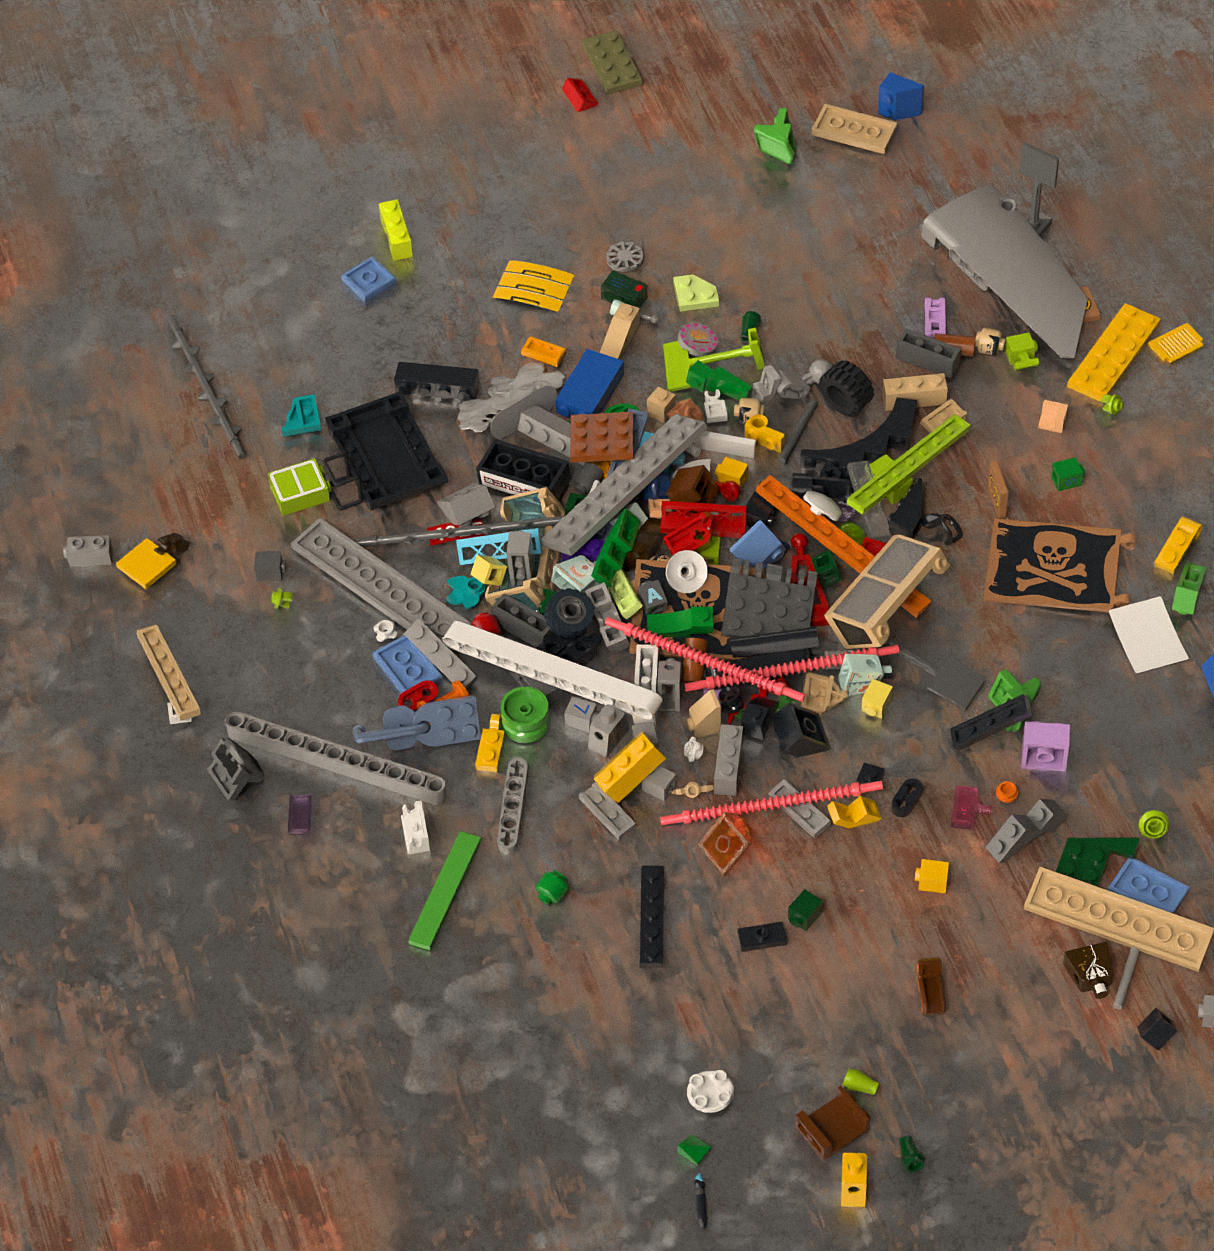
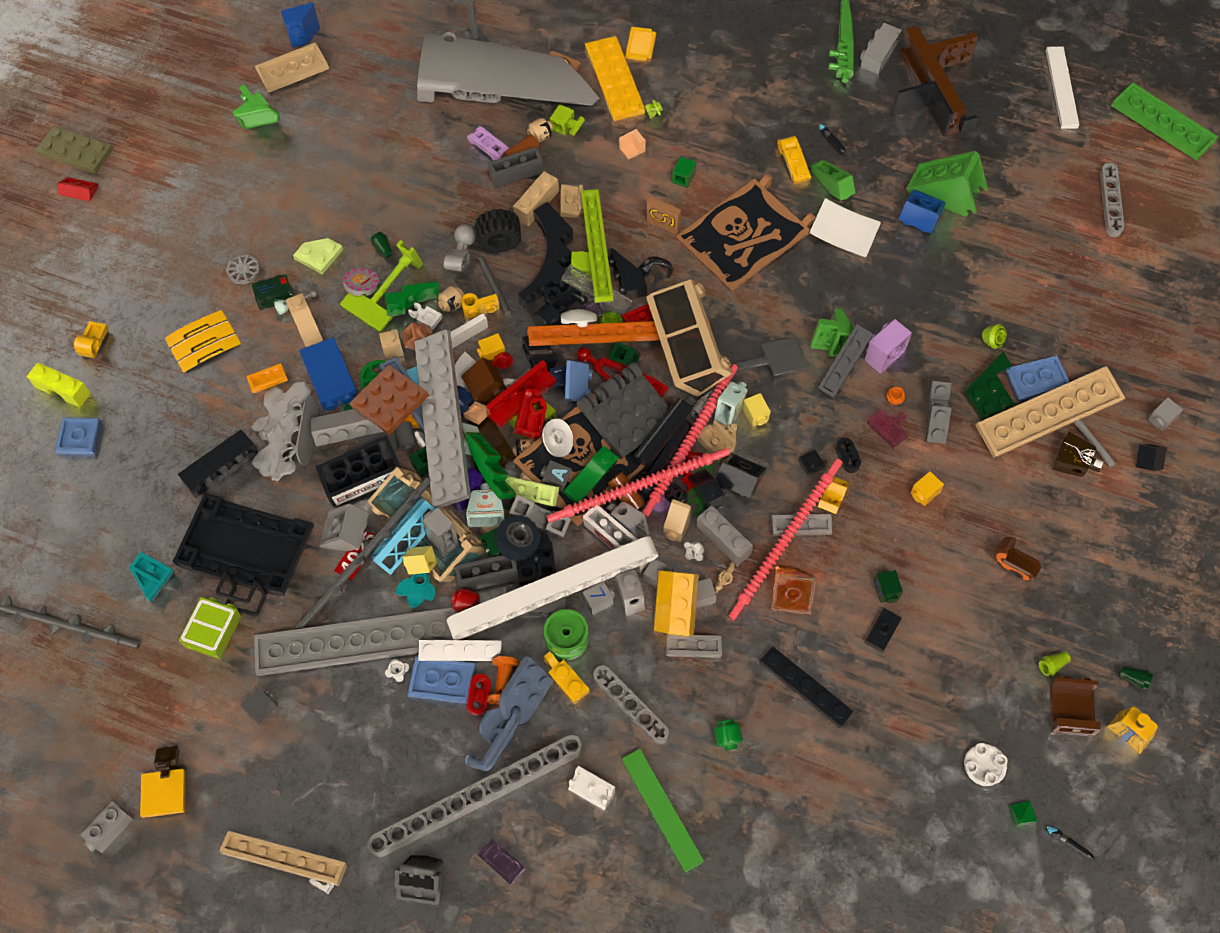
camera: 50 degrees left, 10 degrees up
(281, 598) = (295, 721): lime plate -> none
(452, 218) = (91, 340): none -> yellow plate
(767, 386) = (446, 272): light grey slope -> none

